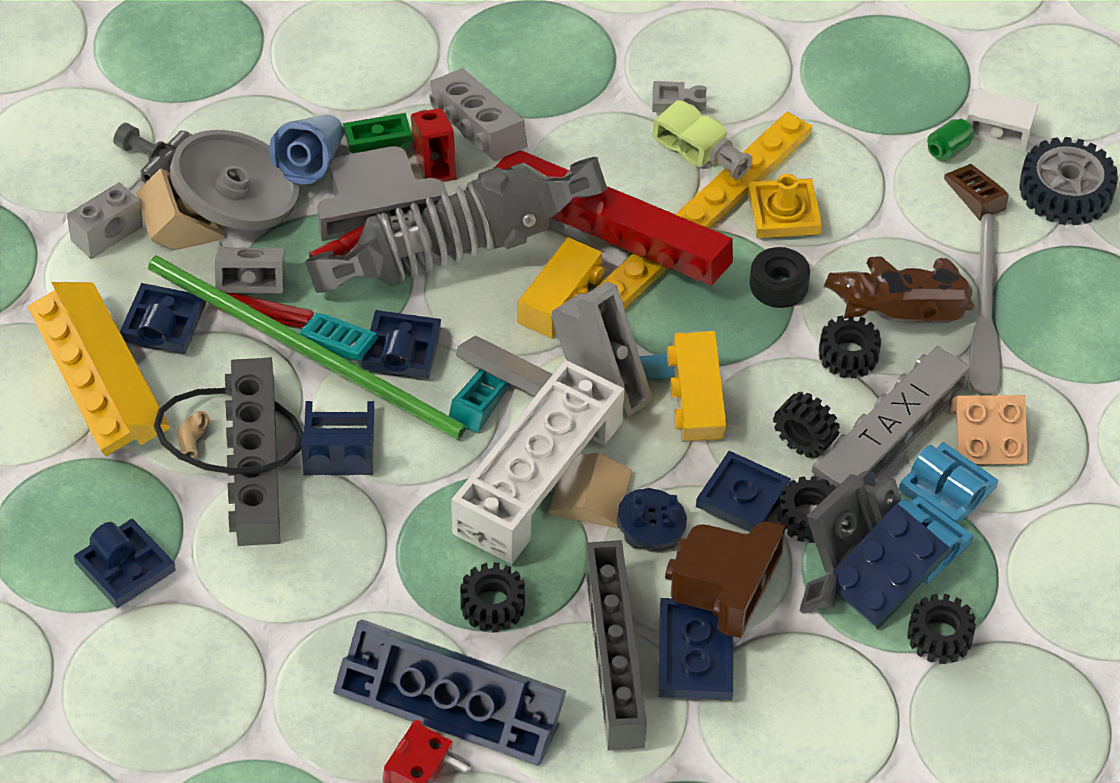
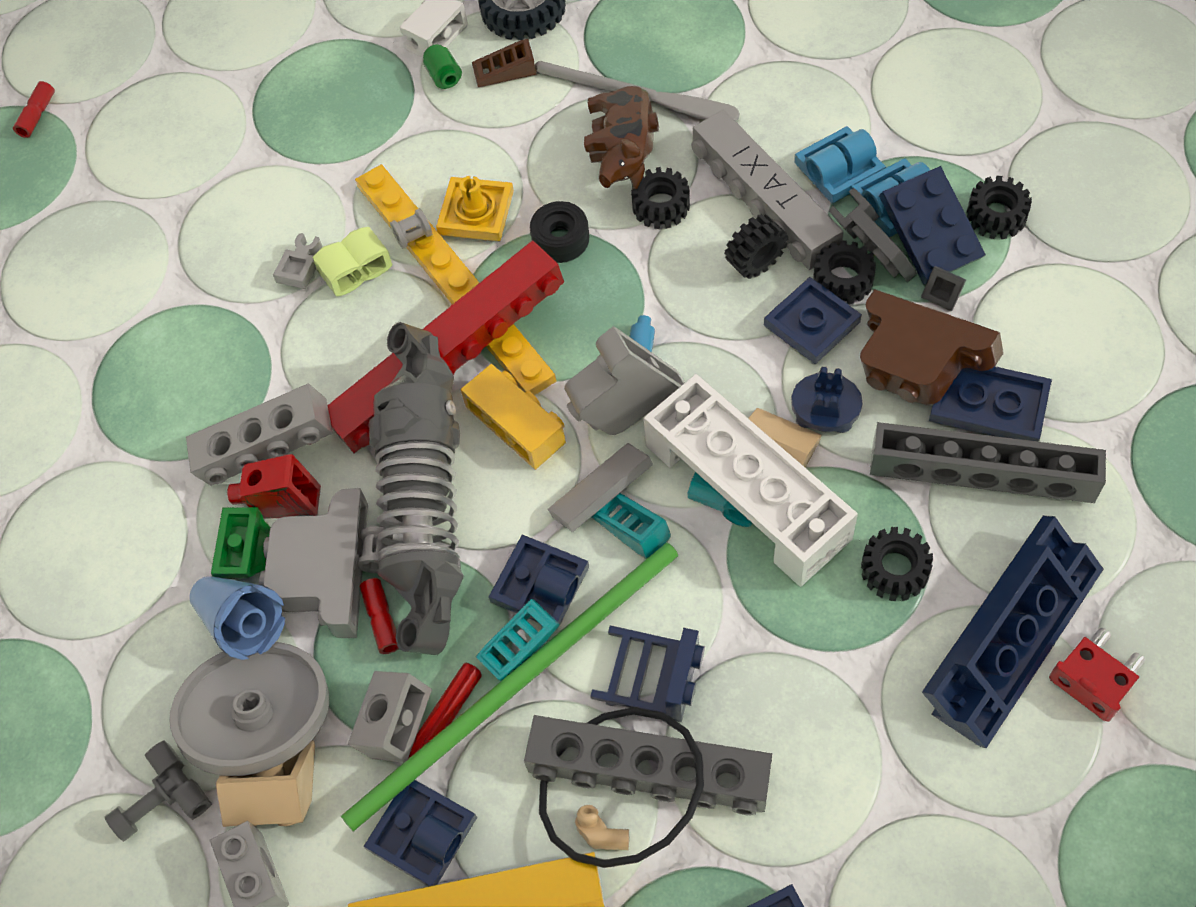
camera: 65 degrees left, 10 degrees up
(697, 386) = (686, 321): yellow brick -> none
(991, 428) = (784, 115): light nougat bracket -> none

